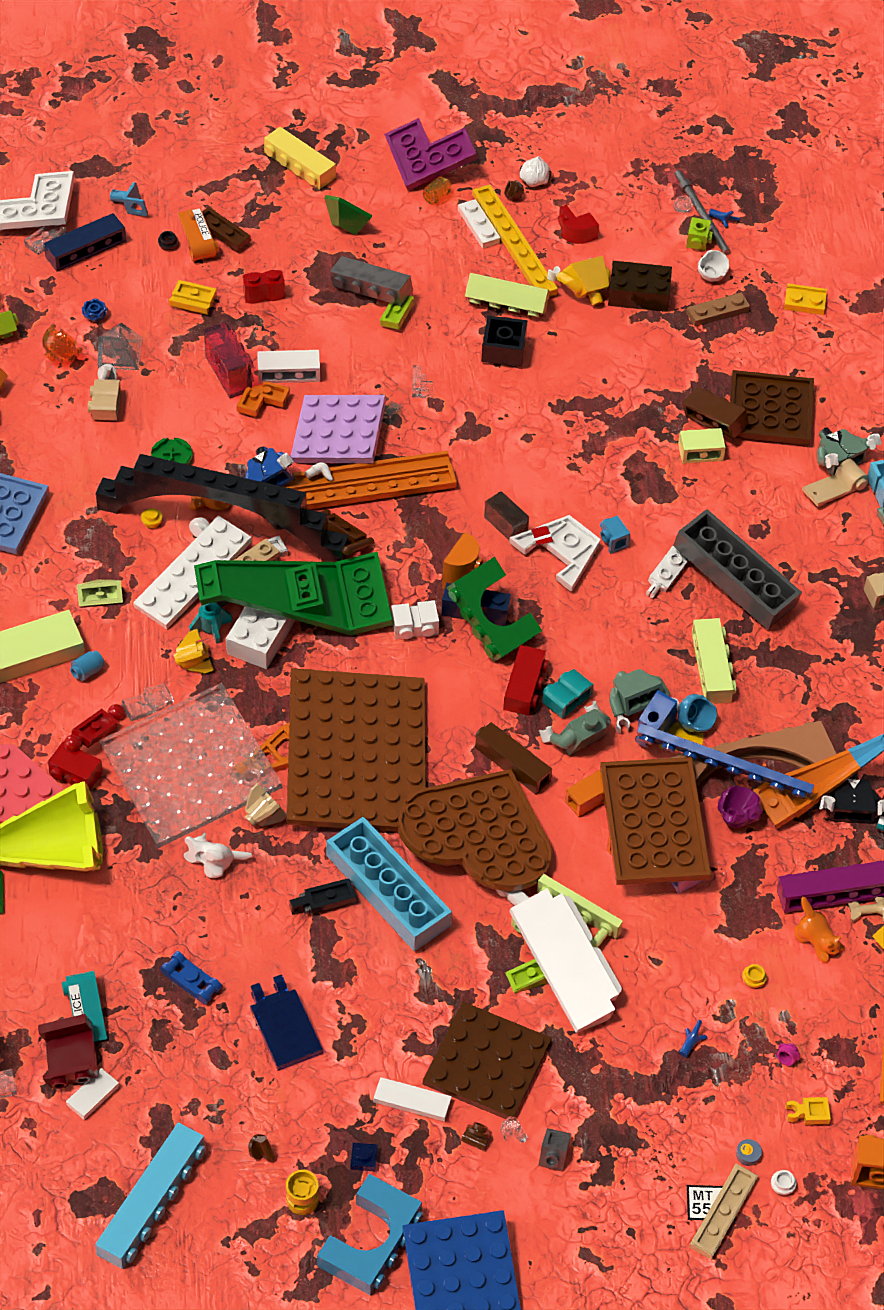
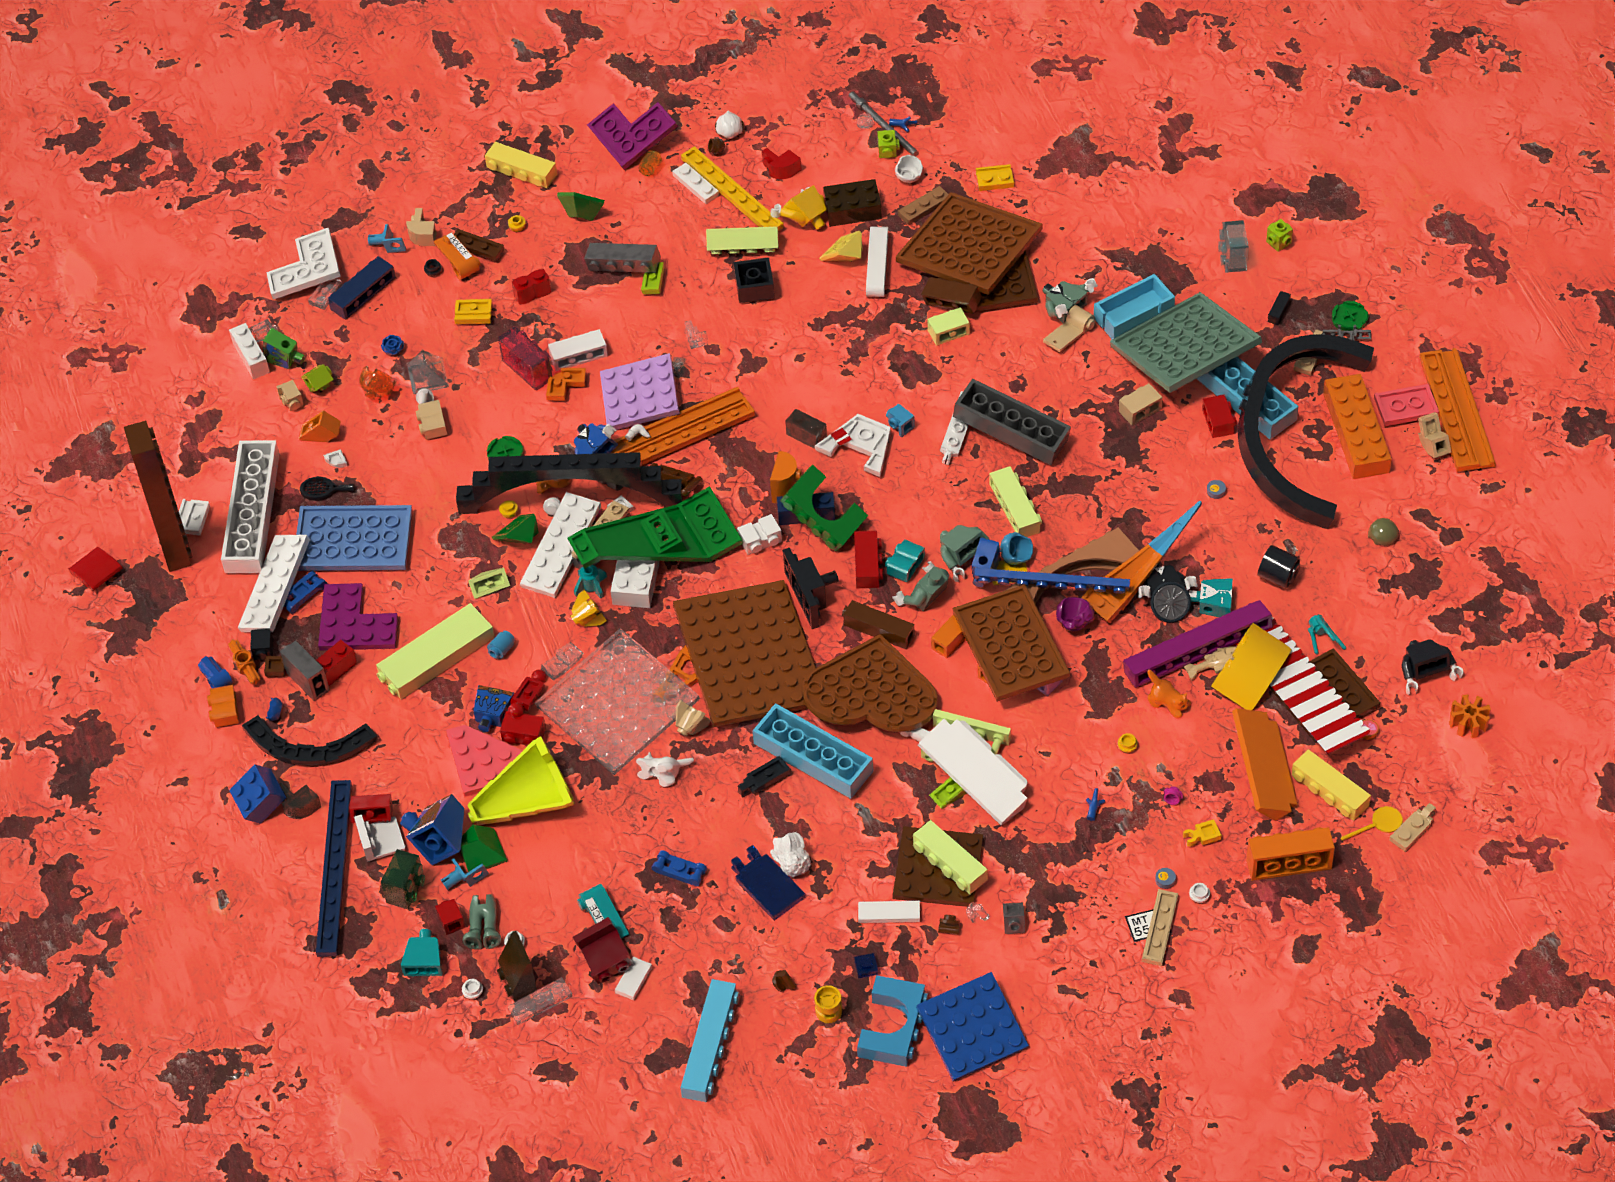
camera: 10 degrees left, 0 degrees up
(48, 731) = (491, 706): none -> torso
(154, 544) = (519, 530): none -> green slope
(169, 198) = (421, 231): none -> tan brick
(273, 217) = (516, 223): none -> yellow plate
(321, 998) = (791, 854): none -> white hair
(448, 691) = (807, 584): none -> black brick
(502, 1055) = (950, 857): none -> yellowish green brick
(616, 333) = (845, 248): none -> light yellow slope
(646, 356) = (877, 262): none -> white beam
(754, 361) = (969, 242): none -> dark orange plate
(855, 823) = (1170, 602): none -> flat silver wheel

